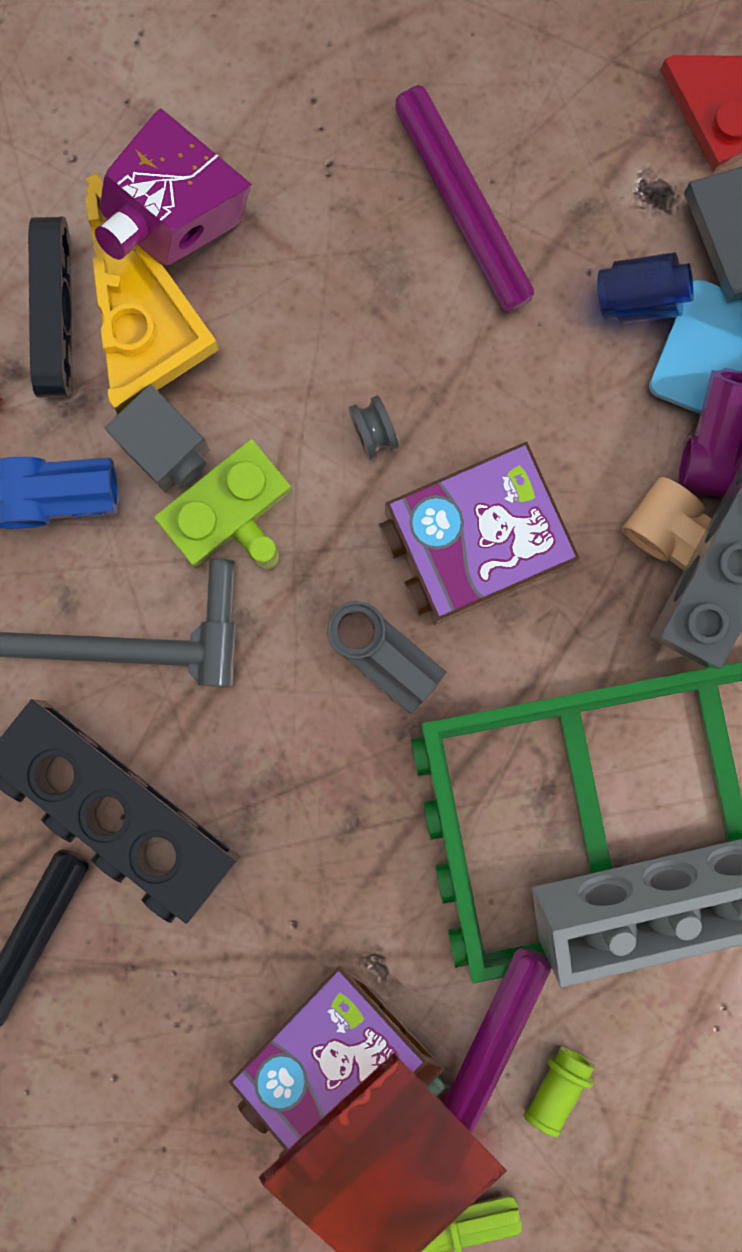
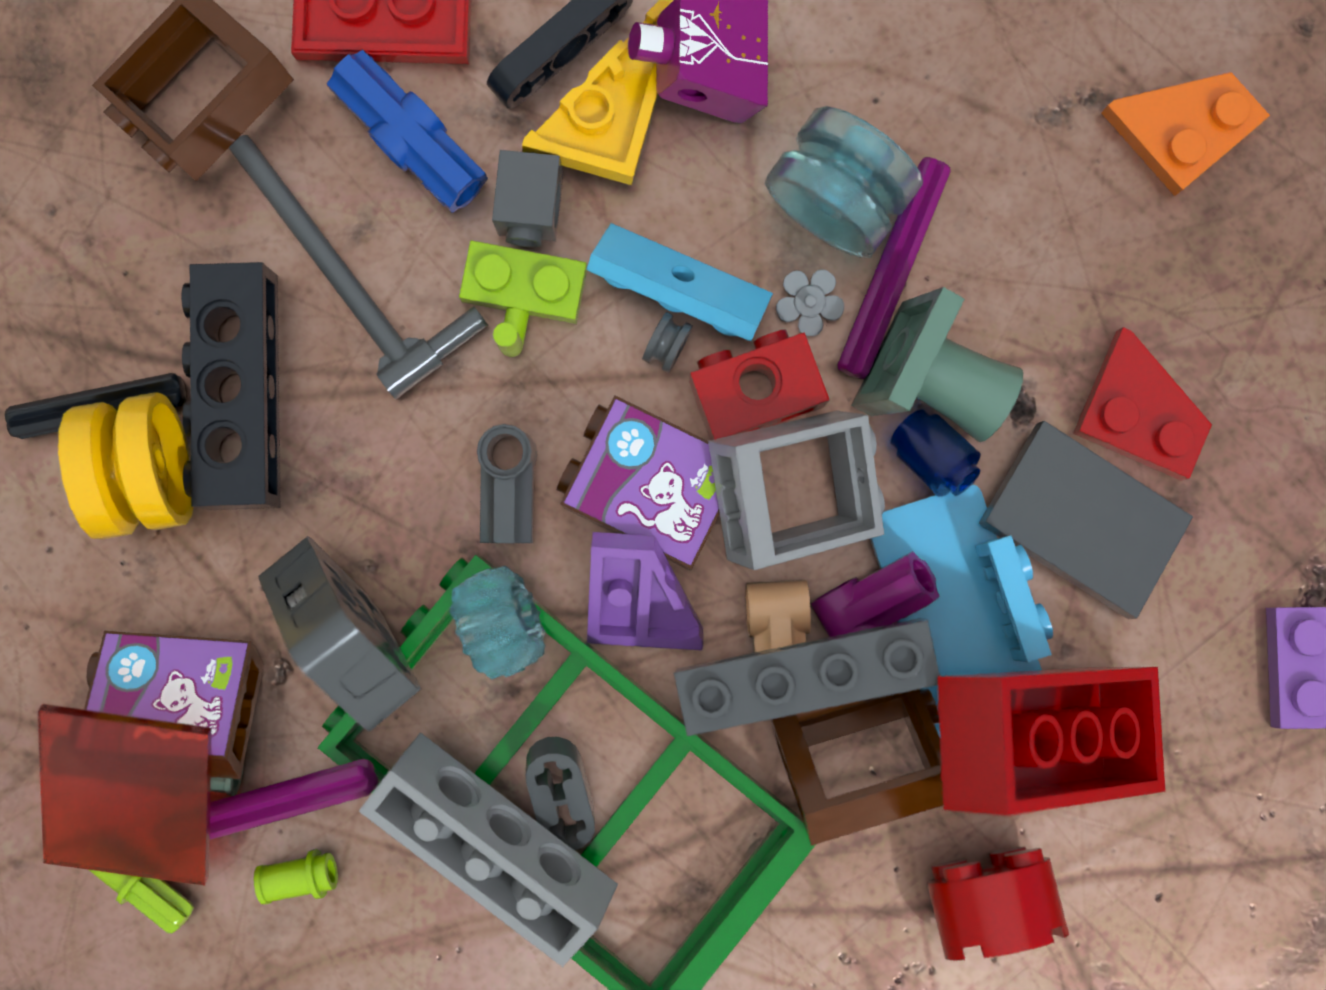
camera: 50 degrees right, 0 degrees up
(107, 951) = (125, 466): none -> yellow wheel
(333, 376) = (679, 282): none -> medium azure tile
(368, 173) = (844, 181): none -> clear light blue wheel
(400, 886) = (337, 634): none -> dark grey axle
(433, 287) = (810, 301): none -> light grey plant
(494, 355) = (793, 377): none -> red brick
(500, 746) = (497, 622): none -> clear light blue gear
(559, 464) = (744, 500): none -> light grey window
(562, 622) = (637, 596): none -> medium lavender wing
(568, 237) = (927, 366): none -> sand green plant
(676, 807) = (573, 790): none -> dark grey beam

